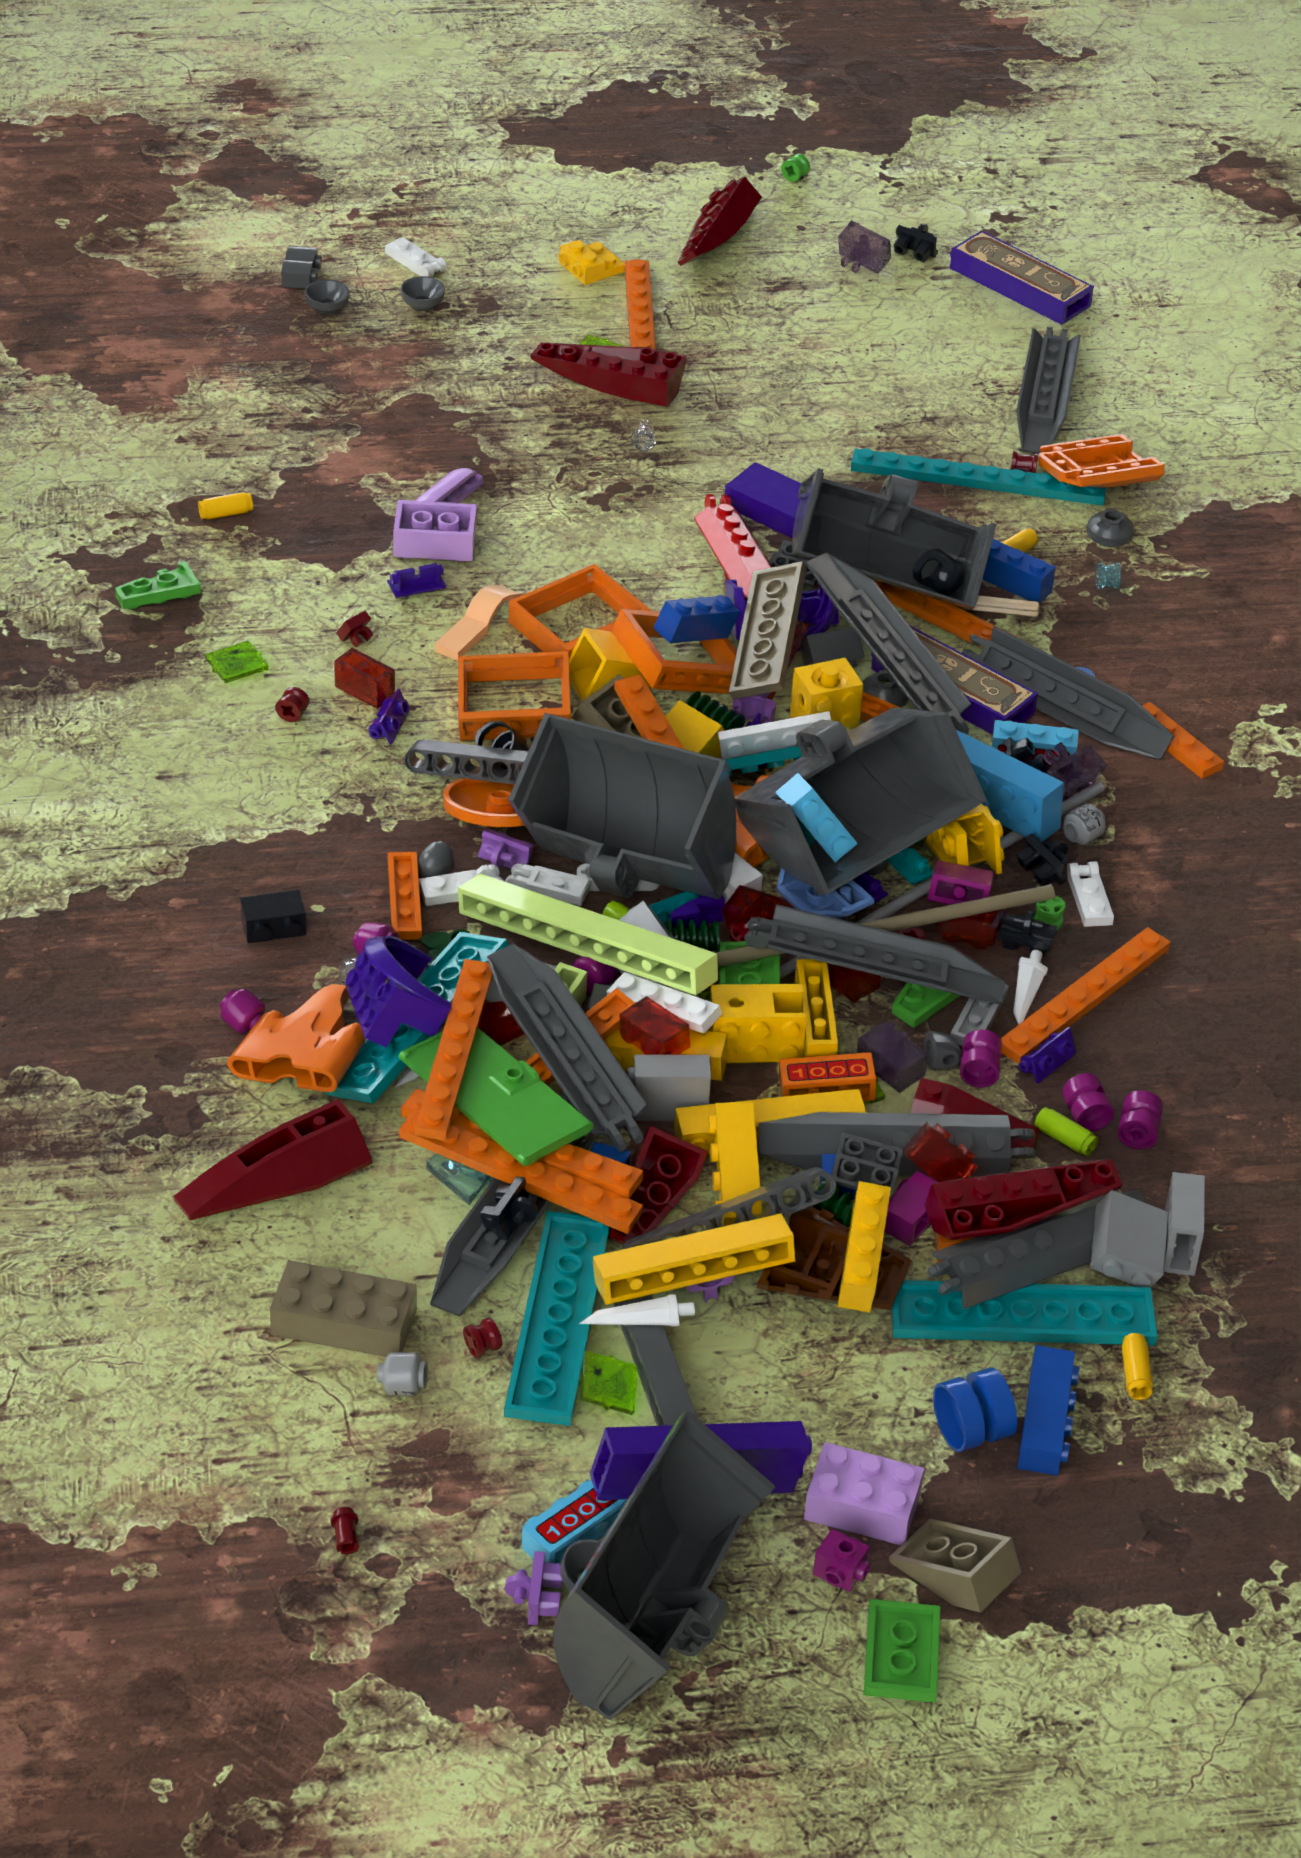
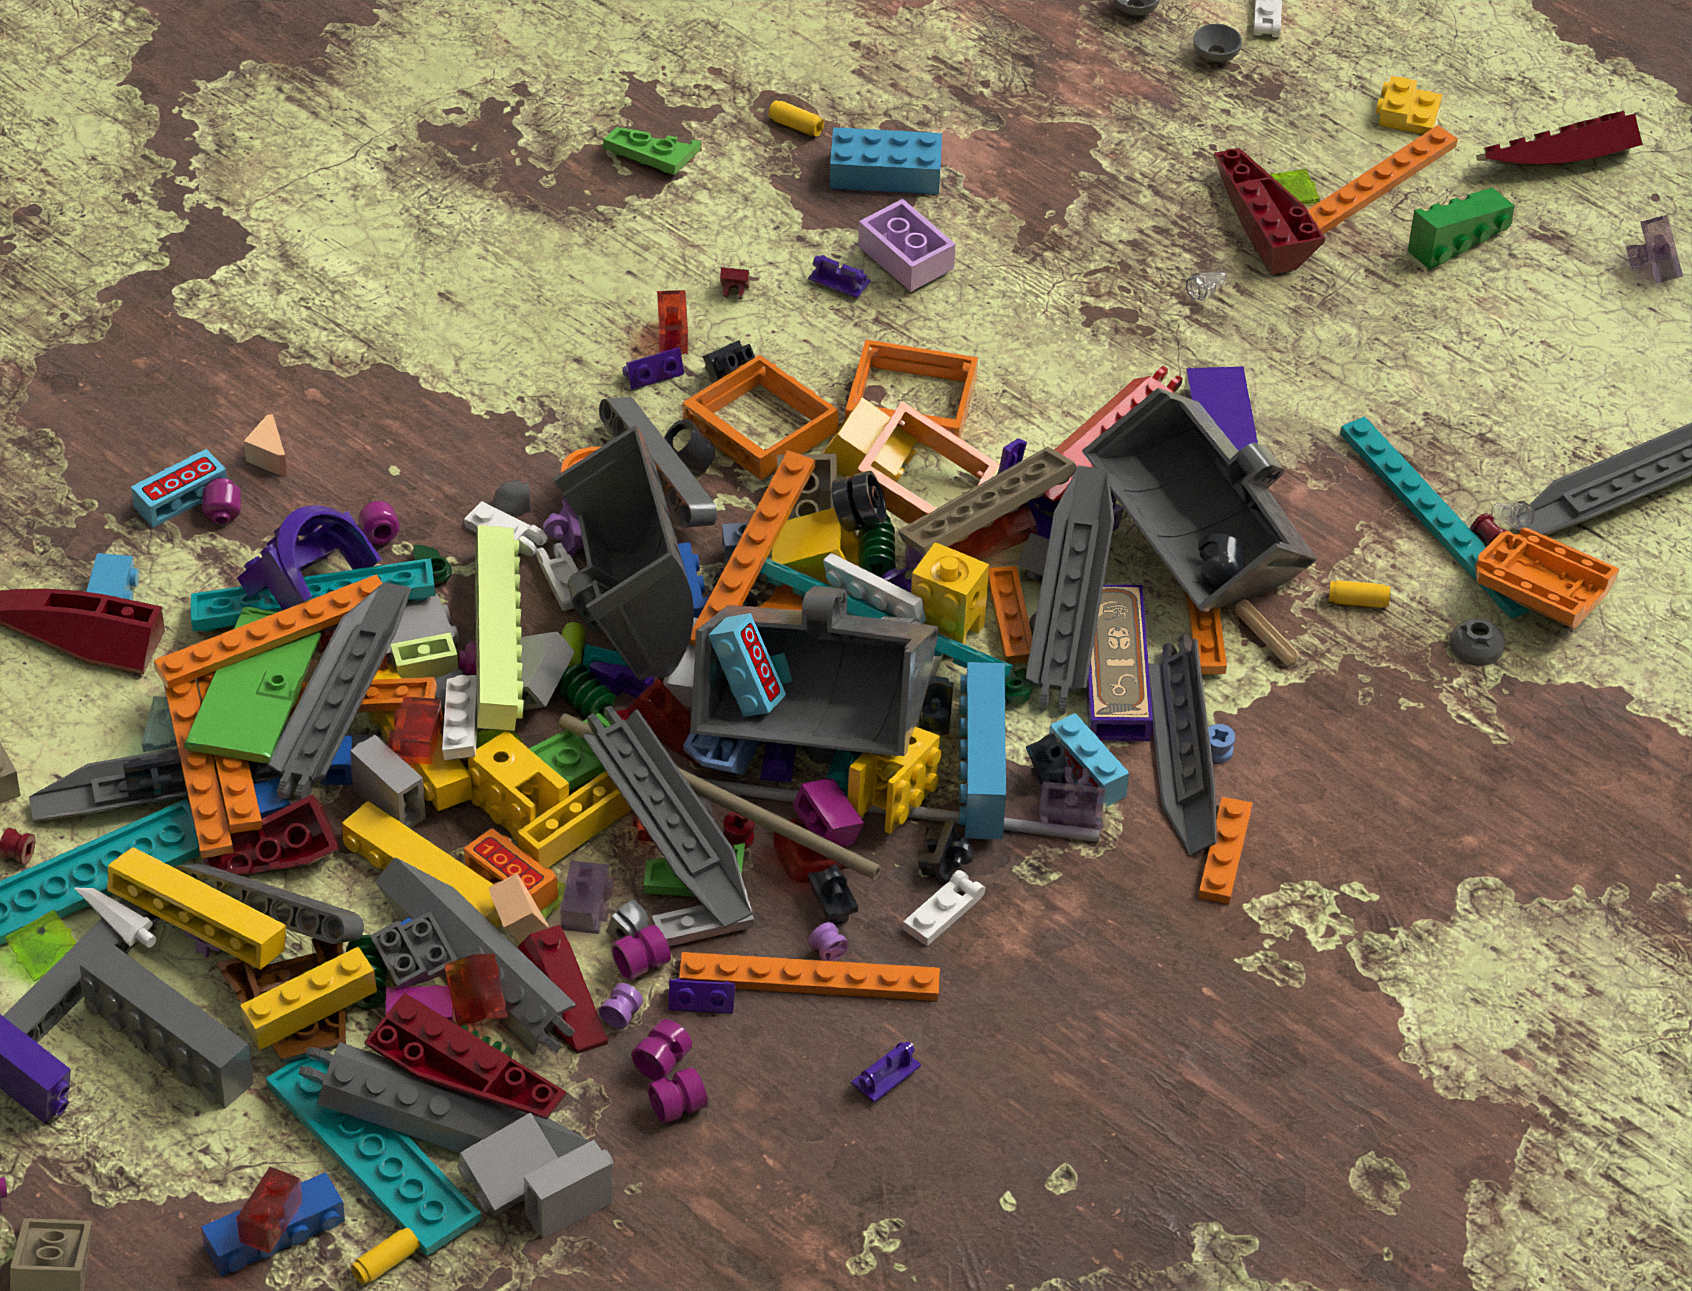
camera: 50 degrees right, 5 degrees up
(195, 1026) = (176, 488): none -> medium azure brick
(216, 953) = (265, 447): none -> light nougat slope
(236, 661) = (622, 246): clear neon green piece -> none
(251, 1116) = (113, 576): none -> dark azure brick
(273, 916) = (344, 450): black brick -> none
(292, 704) = (599, 305): dark red wheel -> none
(303, 1045) = (211, 553): orange rock -> none
(332, 491) = (885, 160): none -> dark azure brick
(404, 895) = (452, 506): orange plate -> none
(438, 675) = (727, 359): none -> black hips
(453, 486) = (977, 223): lavender brick -> none
(476, 621) = (829, 342): light nougat piece -> none
(689, 684) = (858, 501): none -> black wheel
(696, 619) = (952, 452): blue brick -> none
(734, 1154) = (348, 863): yellow brick -> none
(737, 309) = (1458, 226): none -> green wedge
(787, 1350) = (166, 1024): none -> dark grey brick
(864, 1493) = (68, 1162): lavender brick -> none
(878, 1087) = (517, 908): none -> light nougat slope
(975, 1409) = (213, 1174): blue wheel -> none
(1018, 1097) = (623, 1002): none -> medium lavender wheel
(1019, 572) = (1318, 611): blue brick -> none
(1024, 443) = (1514, 514): none -> clear cone
(1028, 982) = (788, 930): white bar -> none
(1051, 911) = (879, 890): bright green wheel -> none
(1058, 1390) = (269, 1209): none -> clear red brick
(1066, 1131) = (618, 1057): lime piece -> none
(1069, 963) = (828, 942): none -> medium lavender wheel
(1084, 824) = (1026, 852): light grey head -> none
(1107, 575) = (1396, 675): clear light blue wheel -> none
(1216, 1007) = (887, 1072): none -> dark purple hinge

